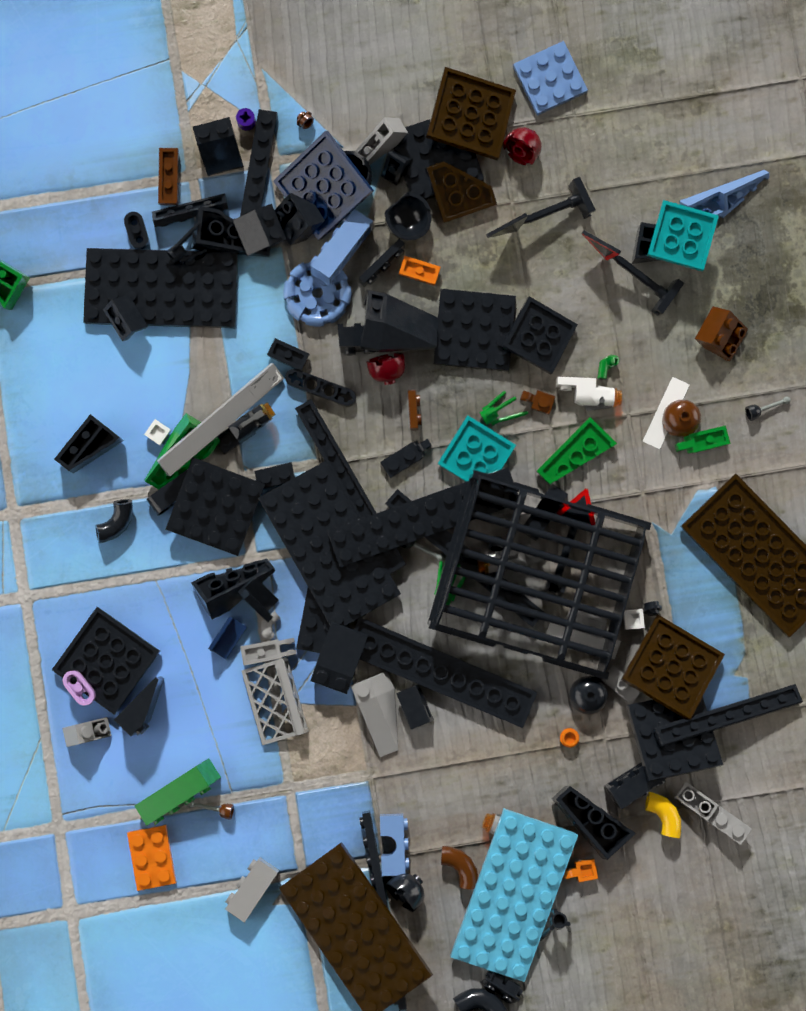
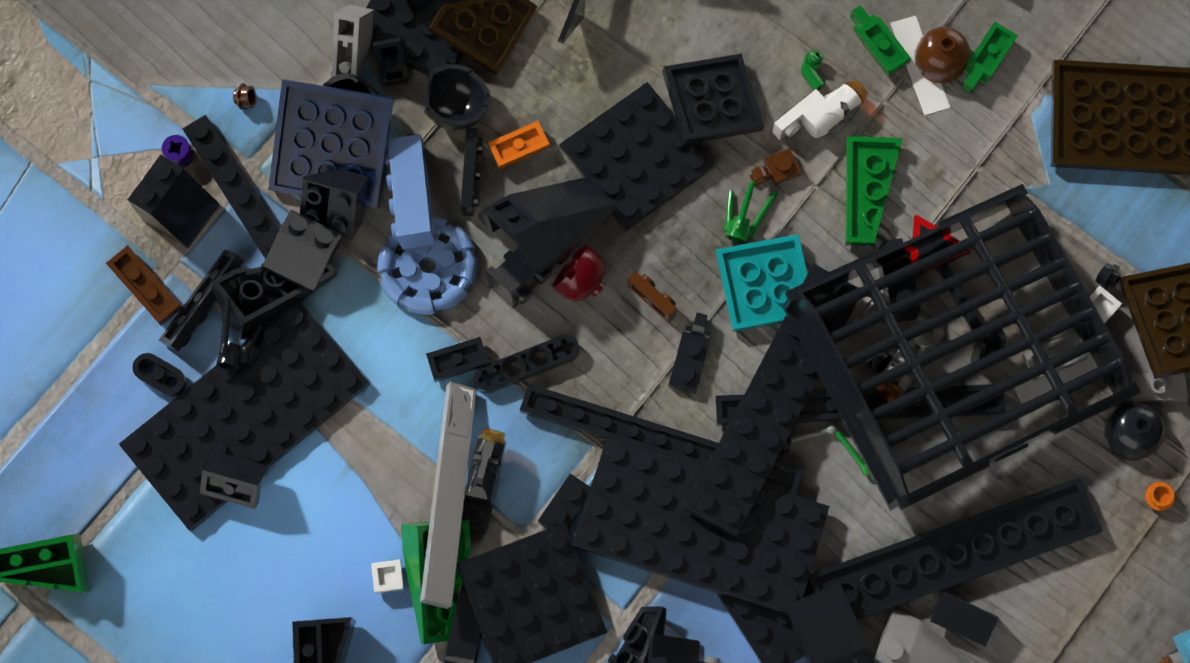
camera: 40 degrees left, 10 degrees down
(655, 382) = (879, 41): none -> green hinge

